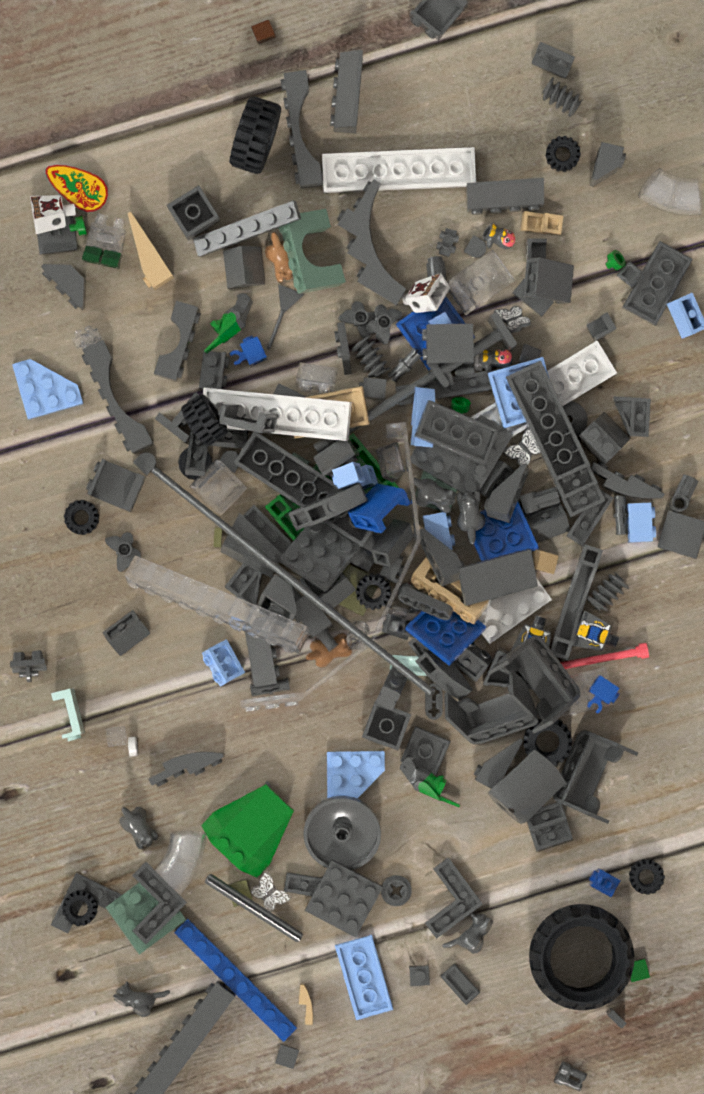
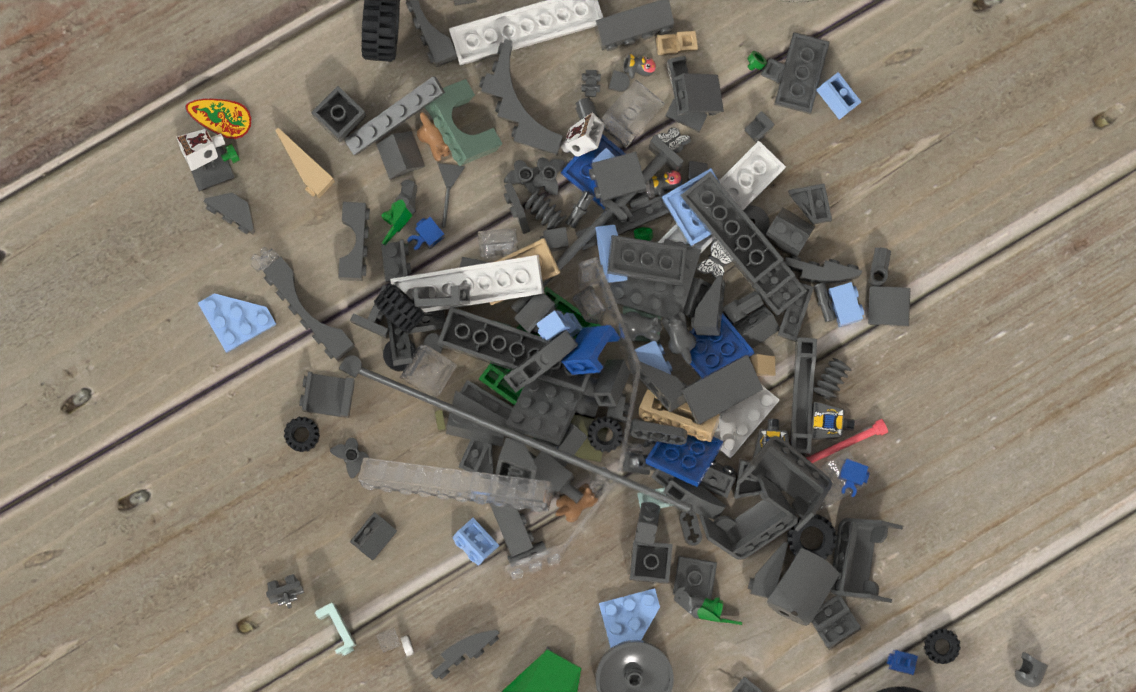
camera: 20 degrees left, 5 degrees down
(105, 236) = (260, 157): clear hips -> none

